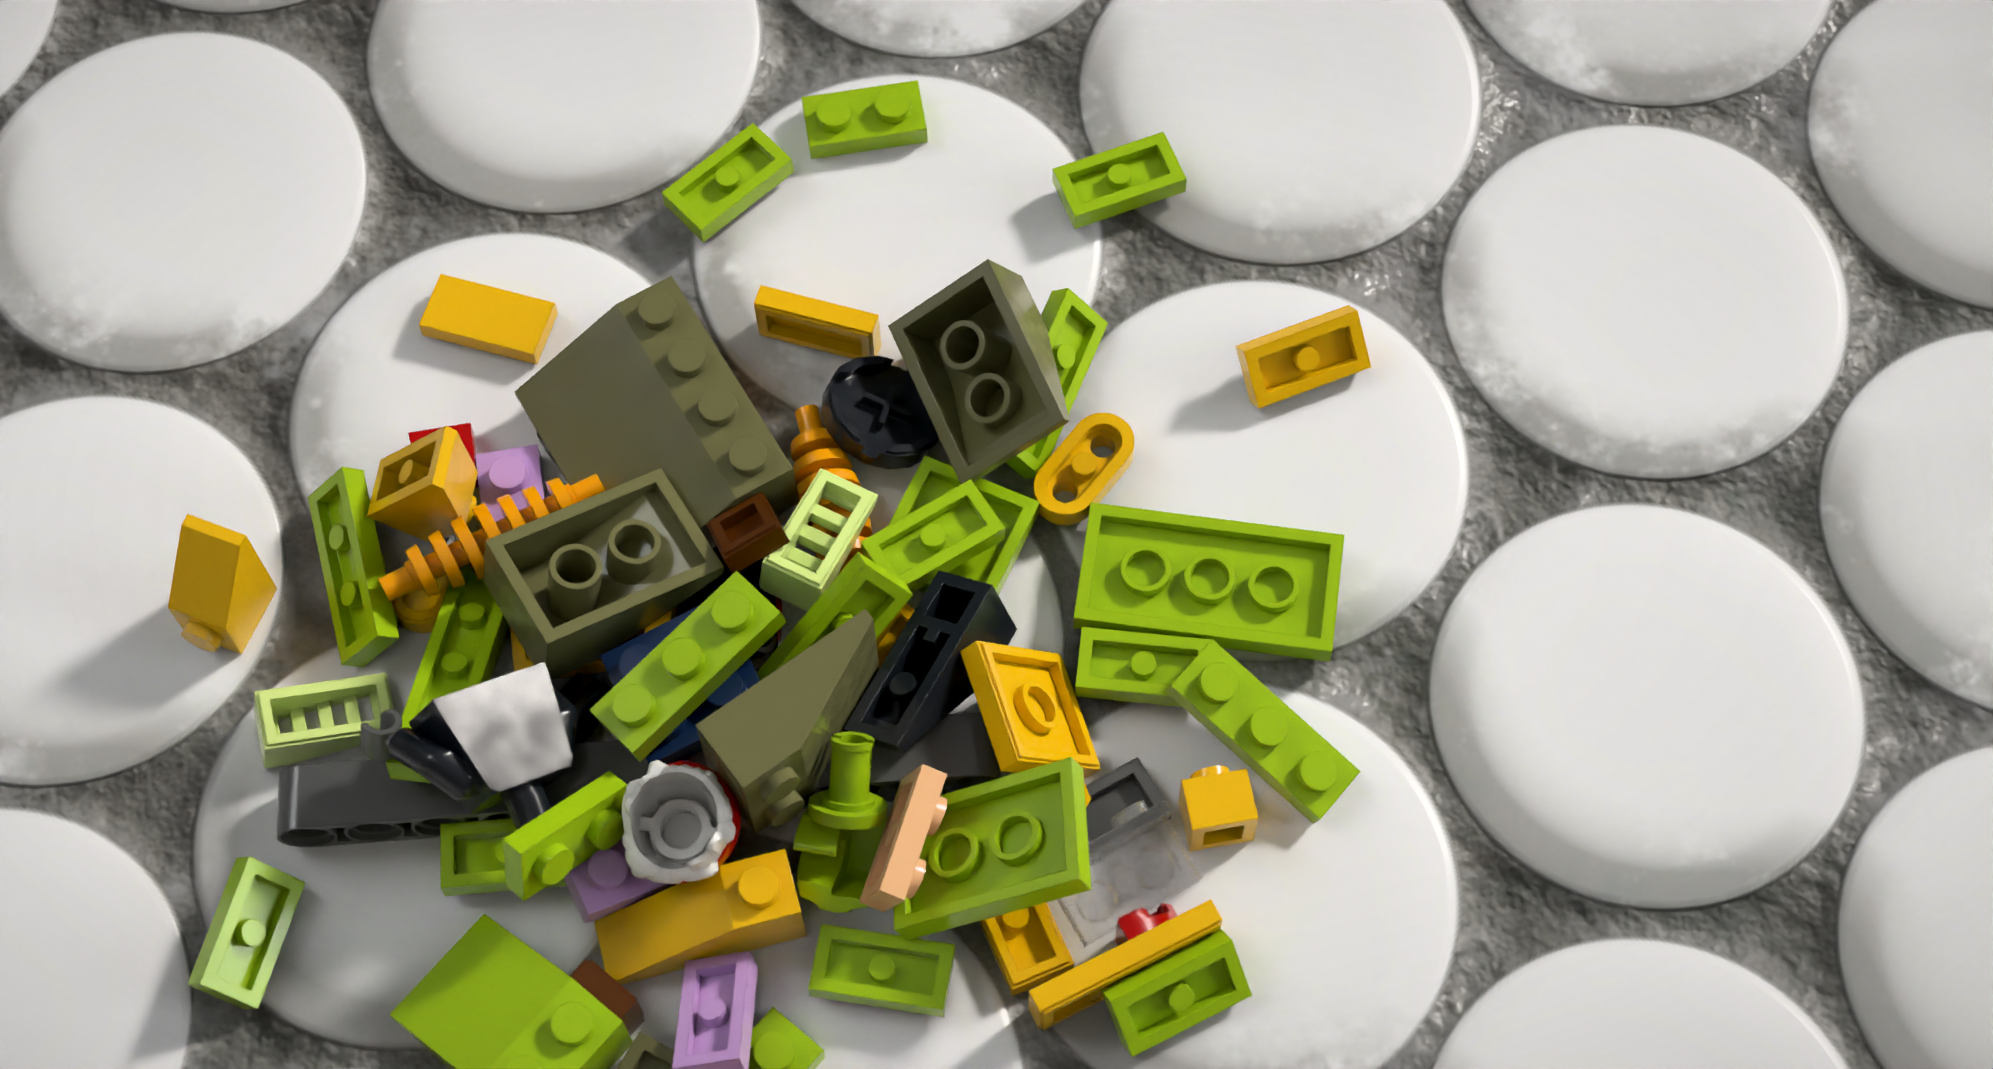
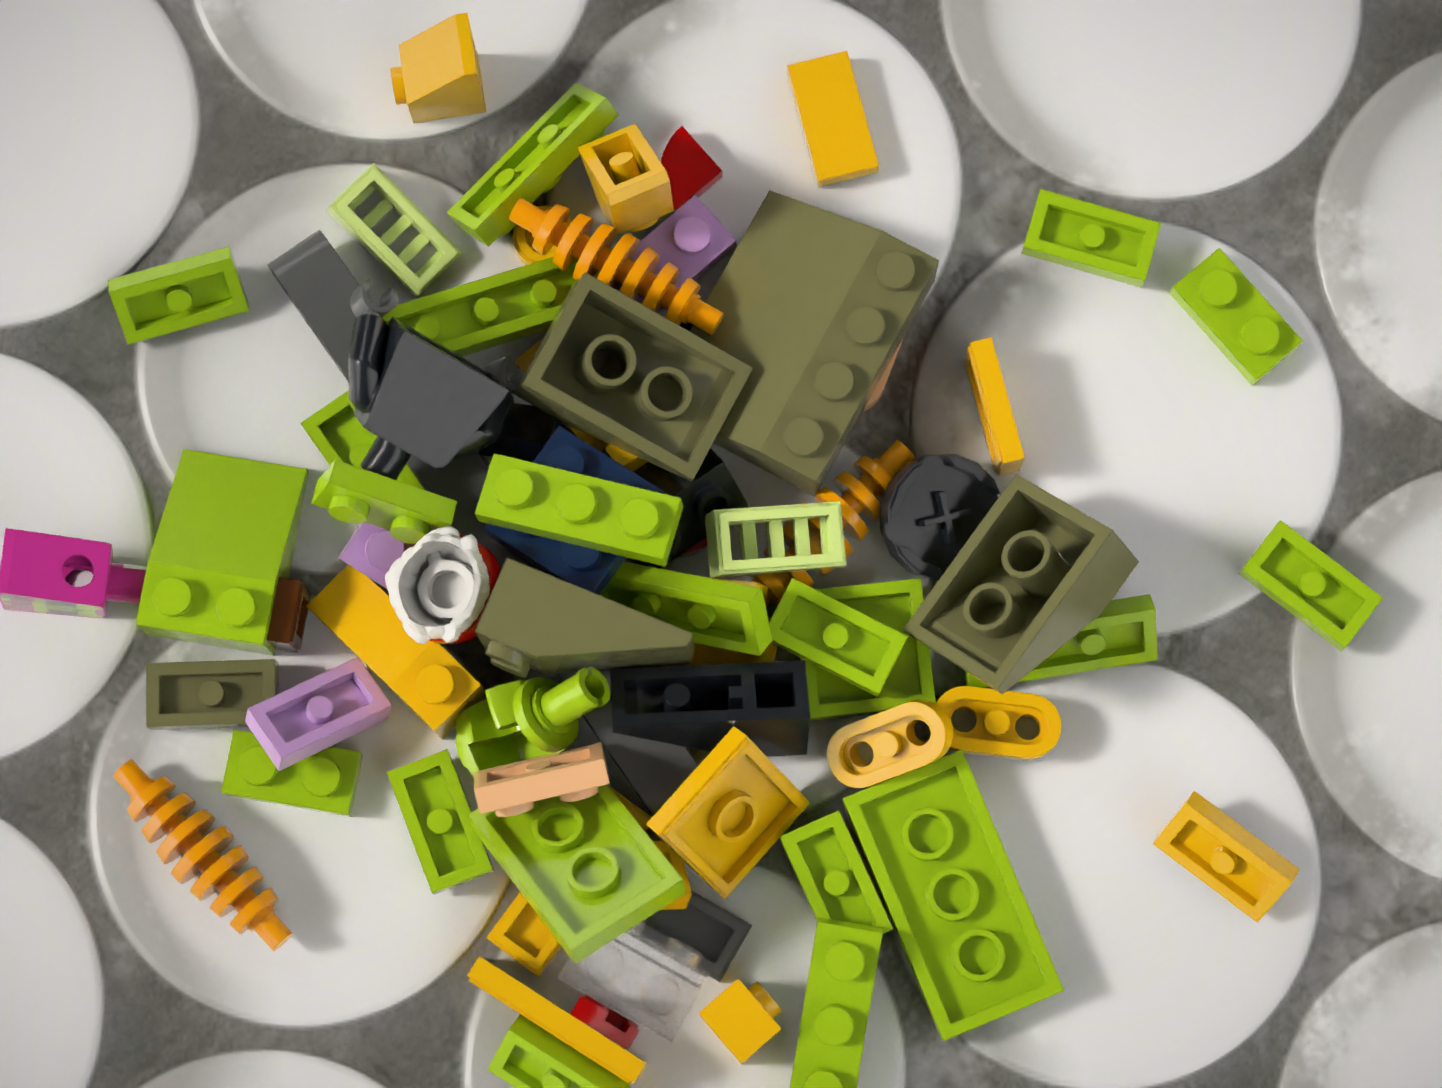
camera: 60 degrees right, 15 degrees up
(747, 532) = (735, 480): reddish brown tile -> none
(1050, 553) = (892, 741): none -> yellow plate

